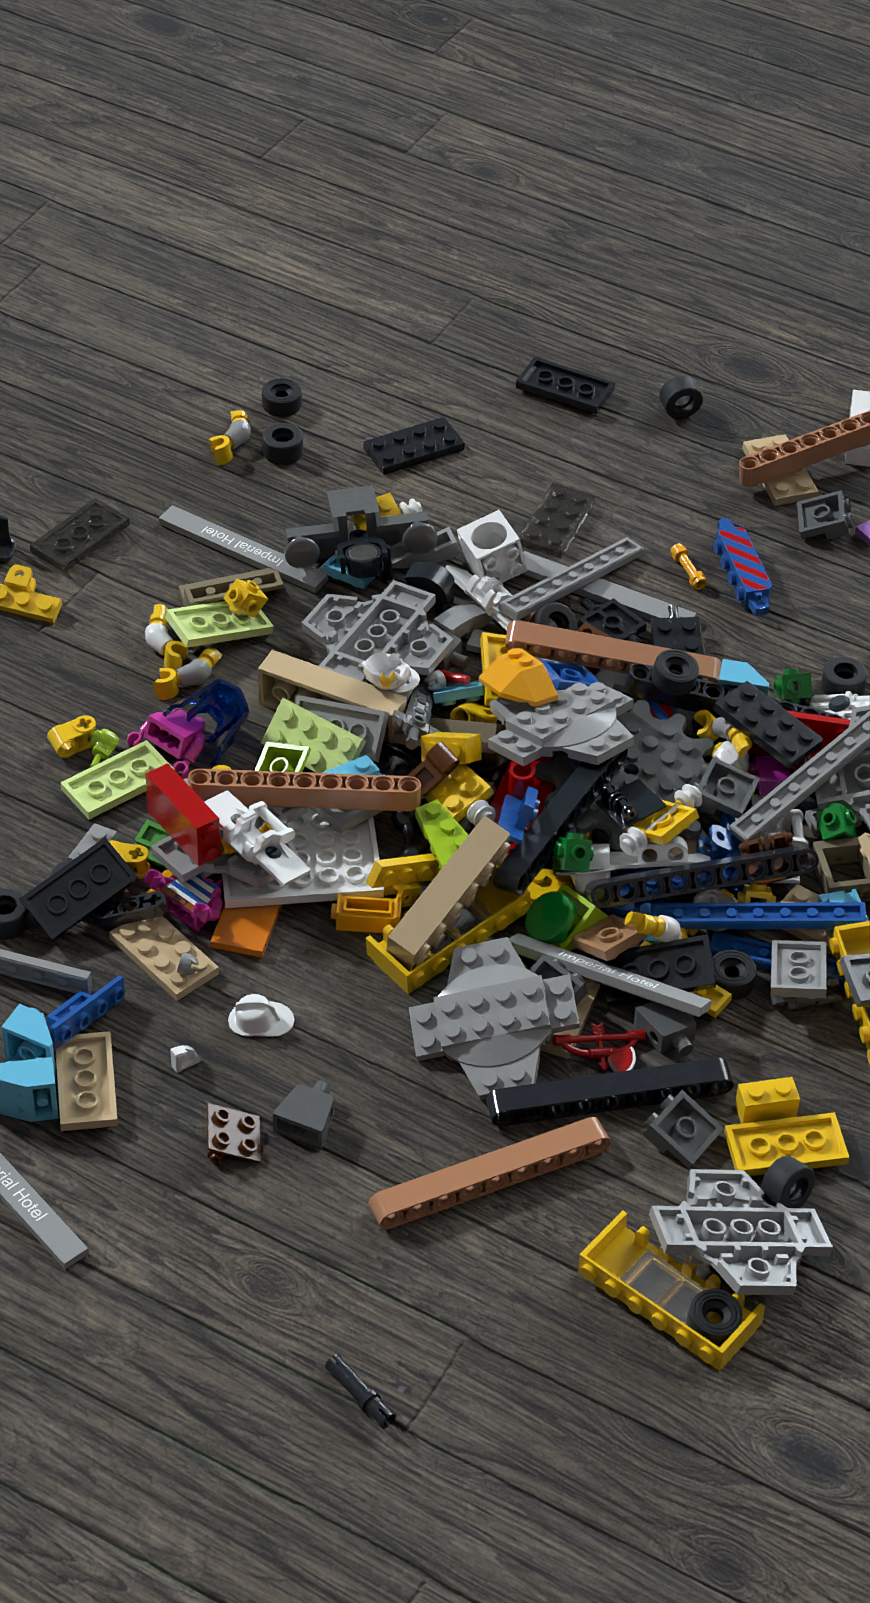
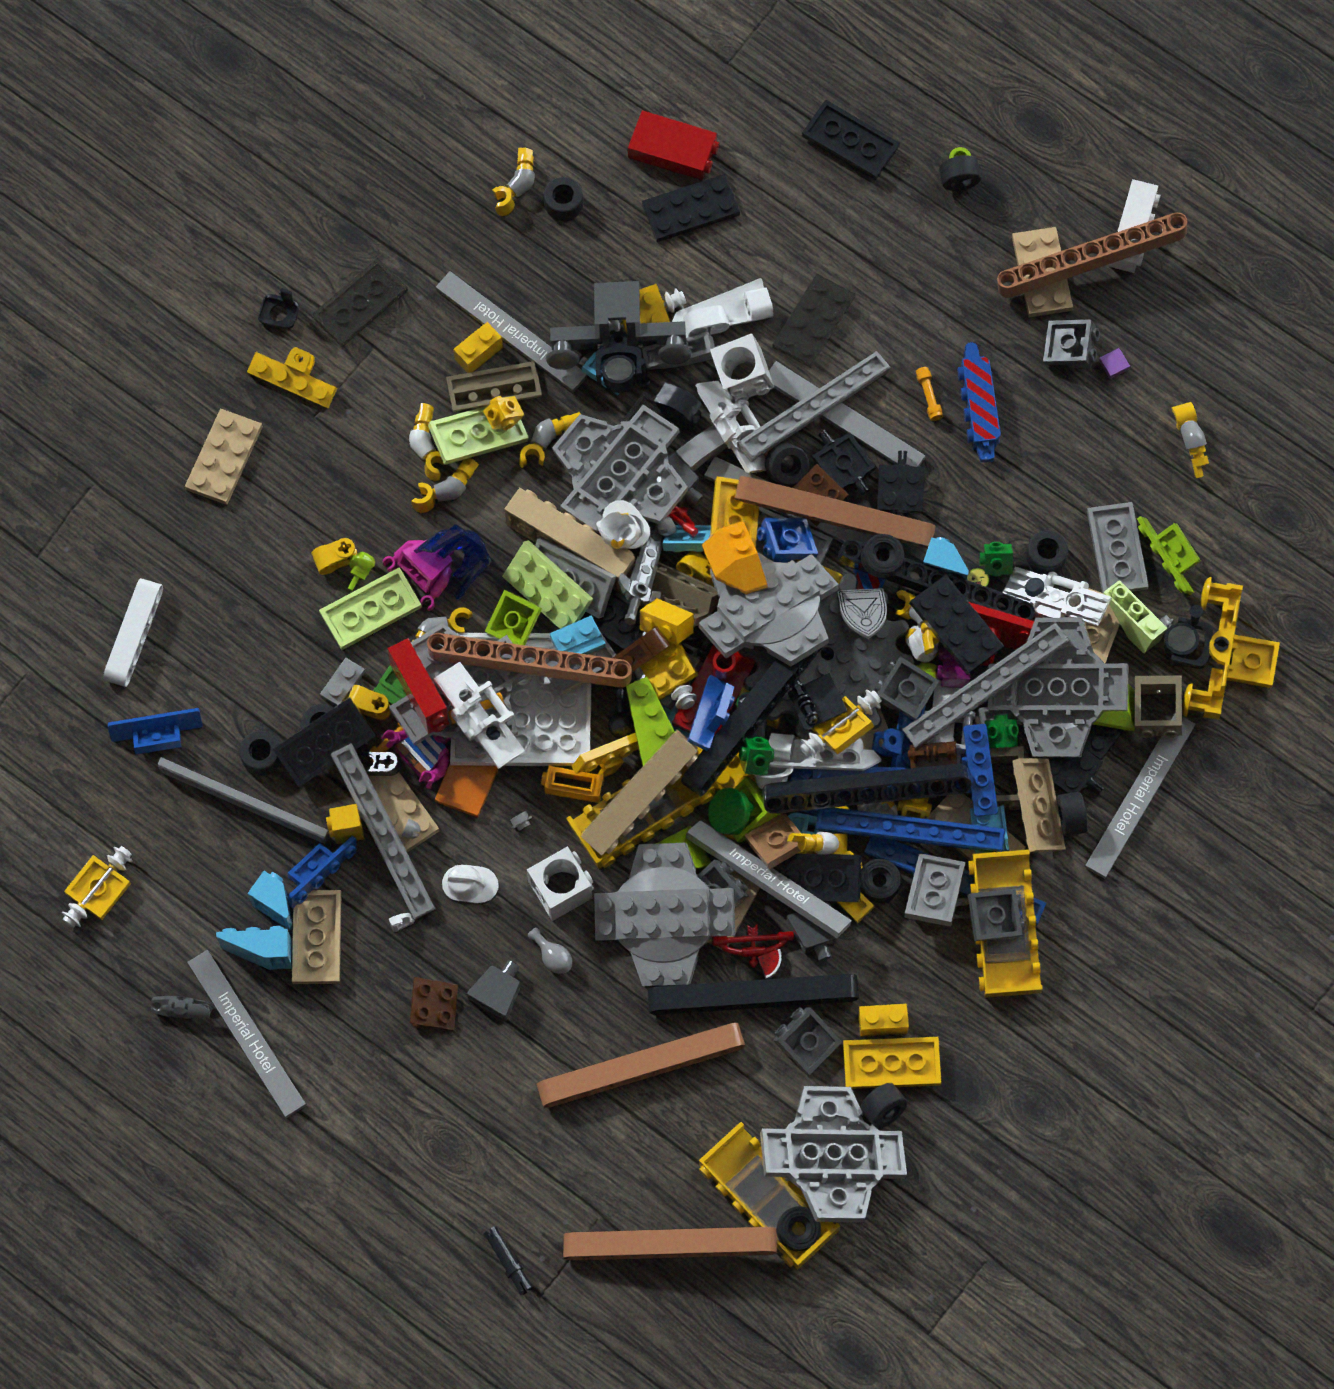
camera: 10 degrees right, 25 degrees up
(110, 959) = (344, 823): none -> yellow brick
(155, 971) = (383, 831): none -> light grey tile
(210, 558) = (478, 348): none -> yellow brick
(281, 397) = (566, 121): black tyre -> none
(288, 625) = (543, 435): none -> piece
(312, 952) = (521, 821): none -> light grey plate
(367, 999) = (555, 903): none -> white brick
(368, 1074) = (554, 956): none -> light grey piece
(388, 398) = (673, 145): none -> red brick
(470, 511) = (731, 308): none -> white panel
(559, 1346) = (670, 1243): none -> nougat beam
(663, 724) = (863, 610): none -> light grey shield
(830, 873) = (979, 764): none -> blue bracket

